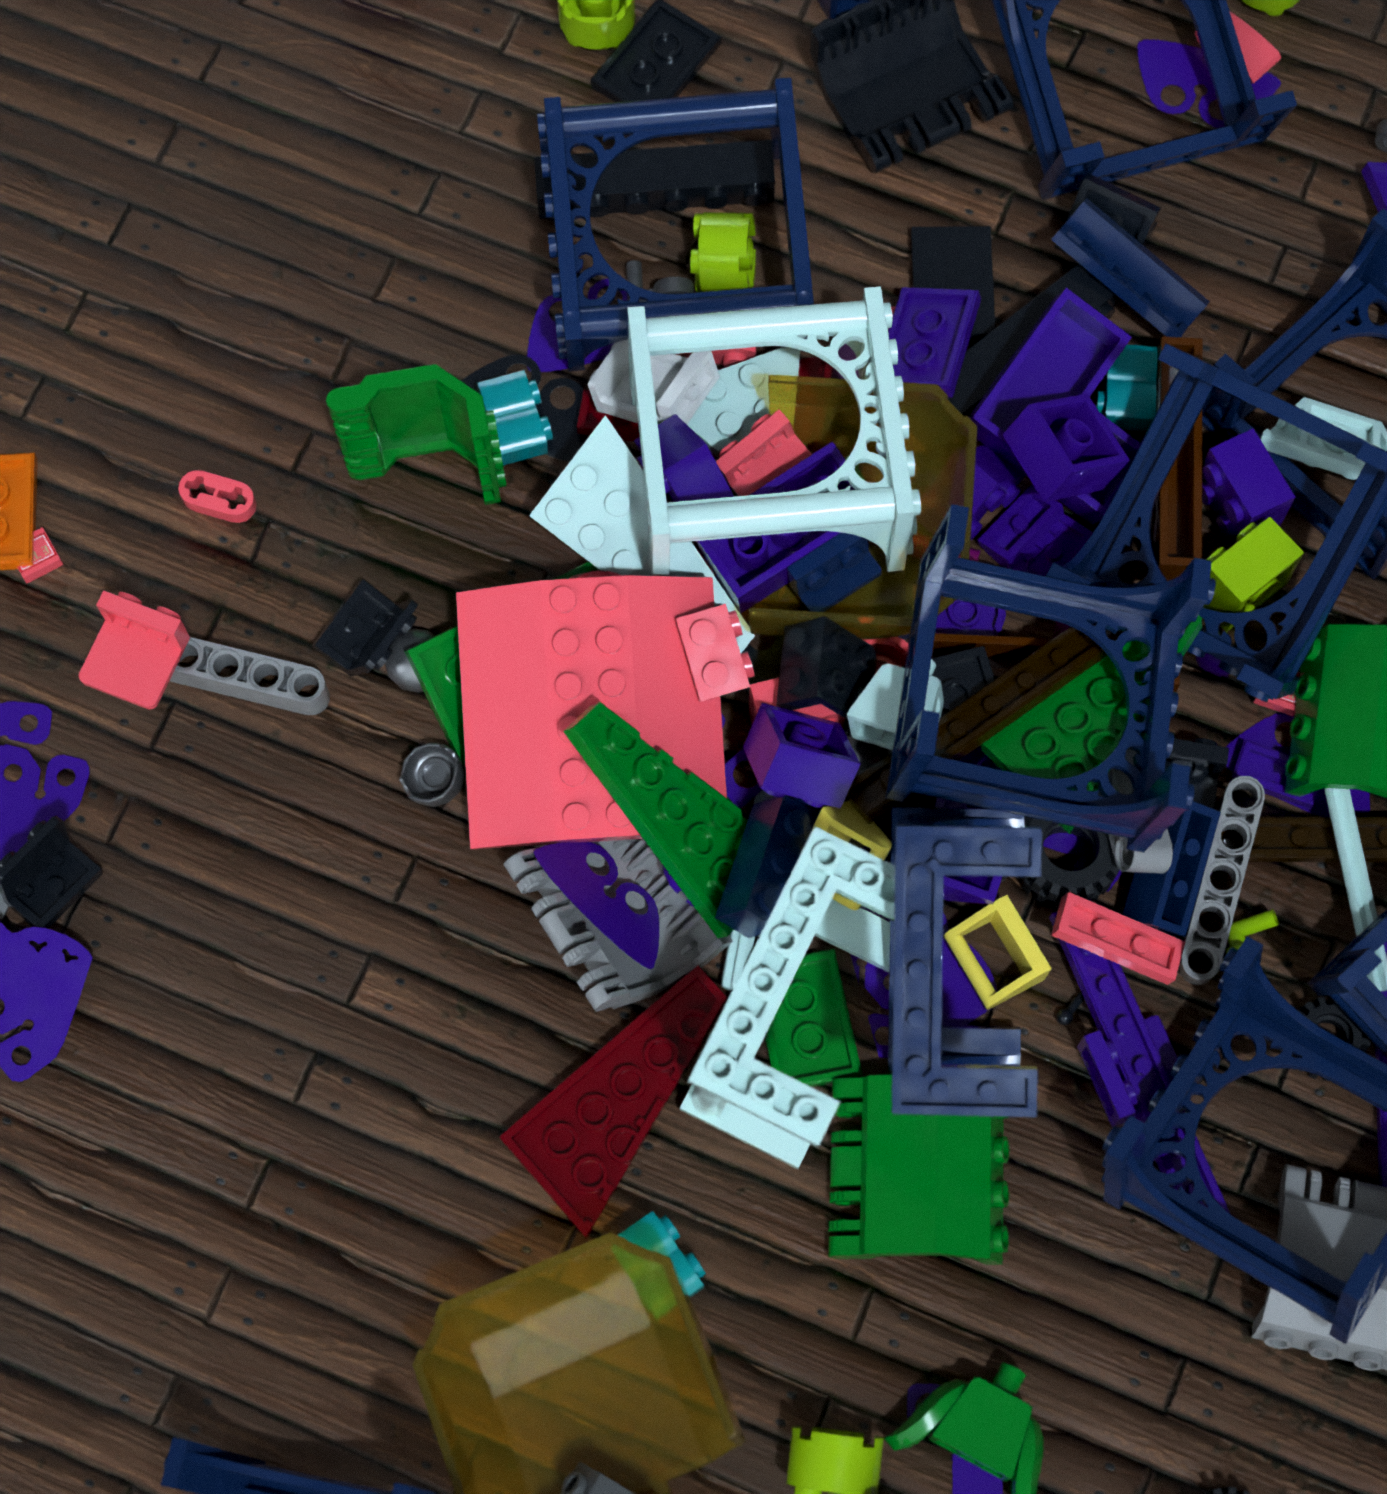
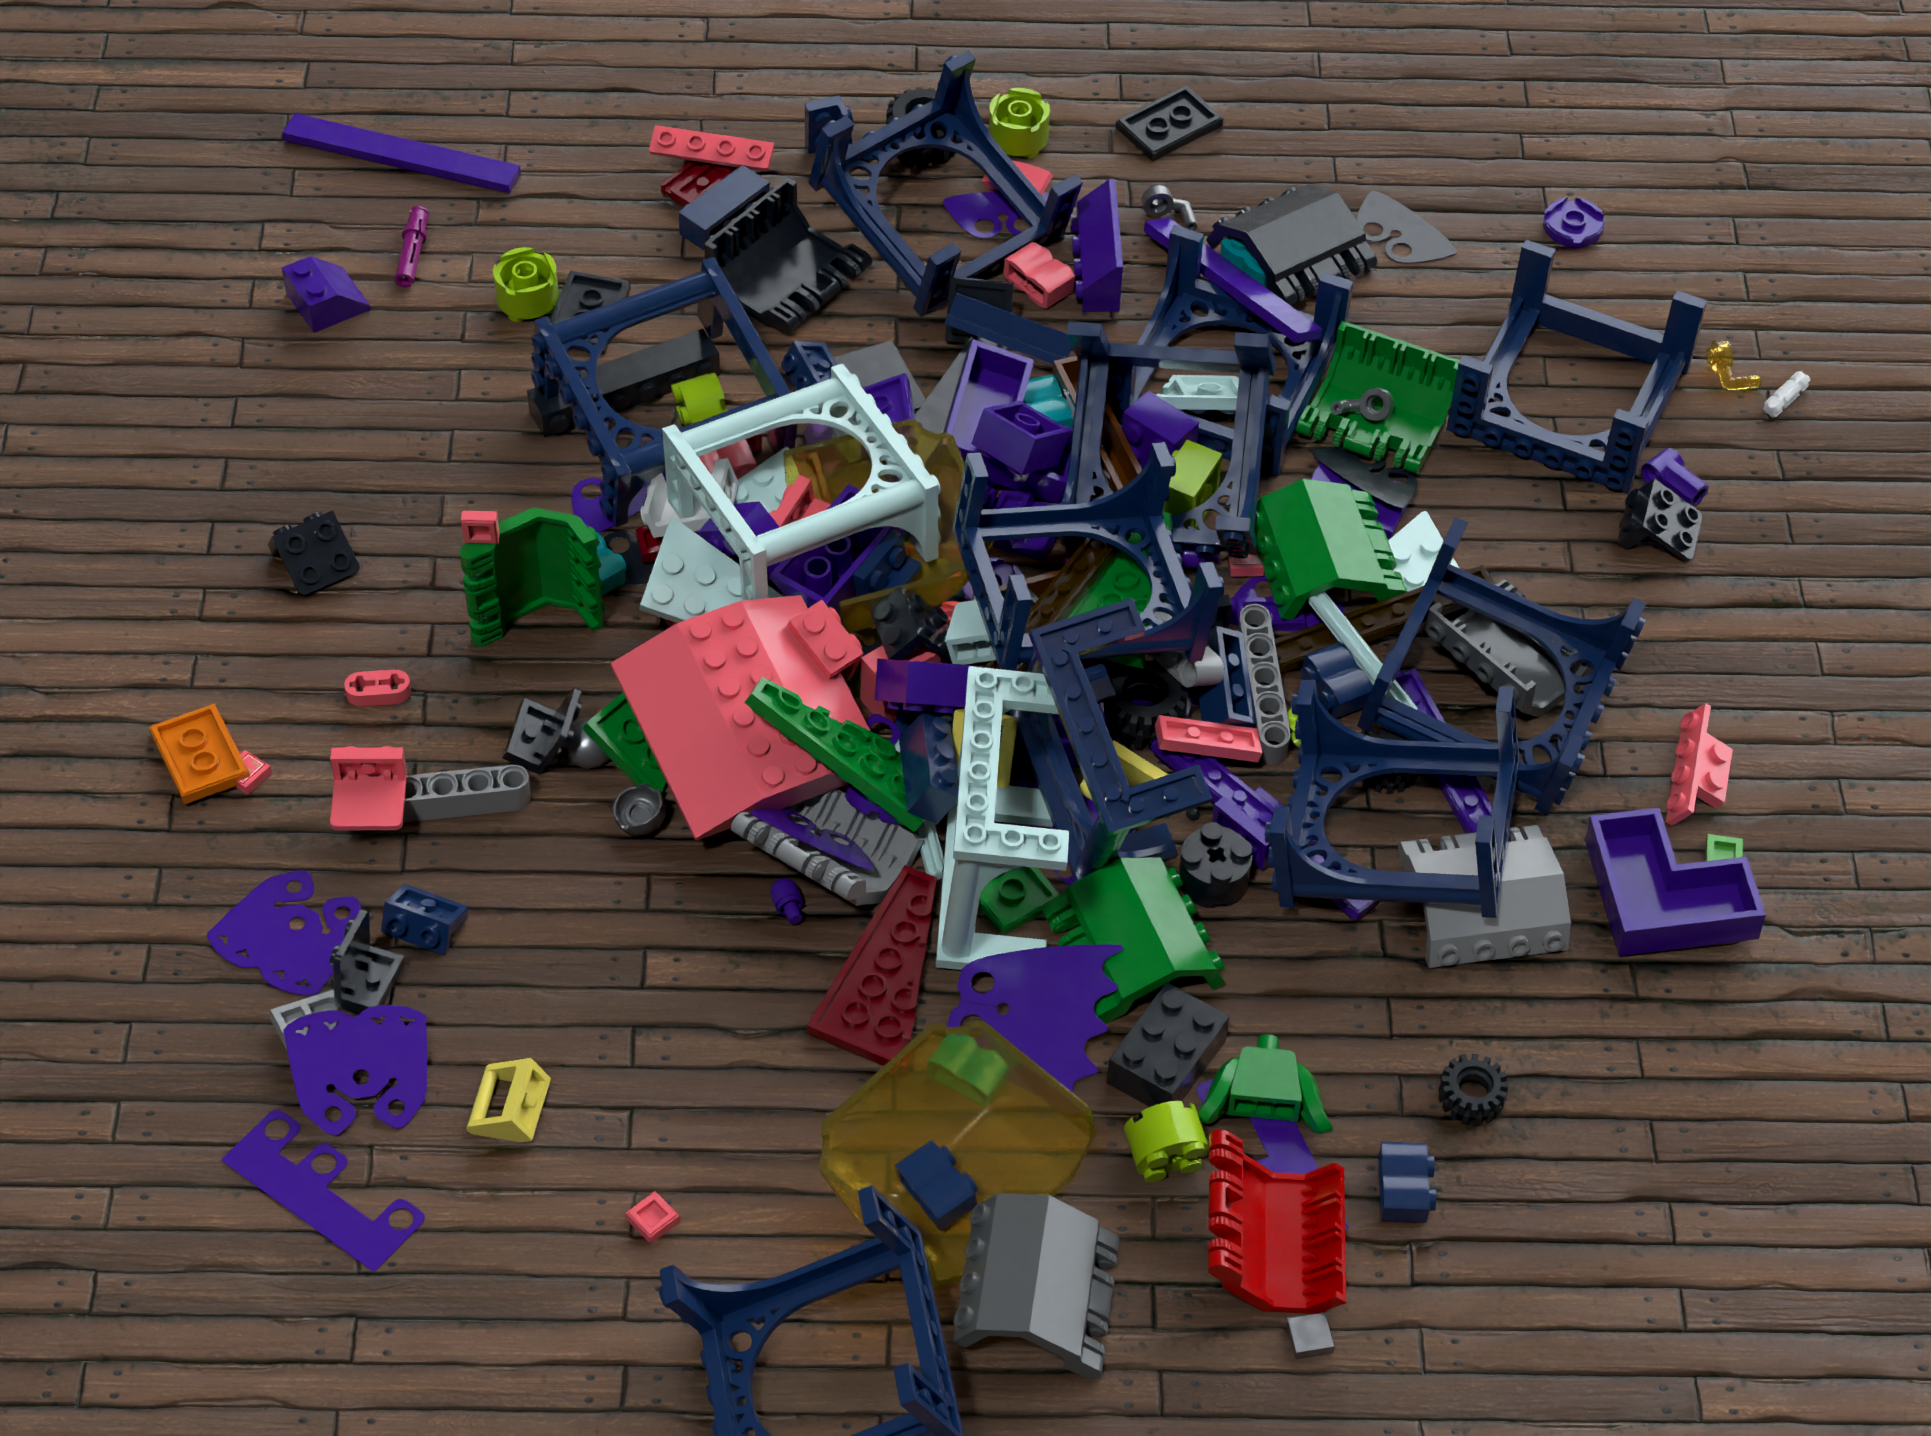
camera: 25 degrees left, 20 degrees down
(144, 823) = (422, 918): none -> dark blue bracket
(152, 1109) = (522, 1103): none -> light yellow tile
(217, 291) = (314, 552): none -> black bracket
(234, 1310) = (652, 1217): none -> coral tile
(357, 378) = (480, 527): none -> coral tile
(547, 960) = (787, 899): none -> dark purple cylinder
(548, 1416) = (936, 1184): none -> dark blue brick
(775, 1235) = (1049, 1003): none -> dark purple piece
(880, 238) = (808, 363): none -> dark blue bracket
(892, 1334) = (1167, 1048): none -> black brick
(1081, 1103) = (1215, 866): none -> black brick
(1205, 194) = (1039, 275): none -> coral brick
(1289, 185) = (1098, 250): none -> dark purple slope
(1314, 903) = (1339, 681): none -> dark blue brick

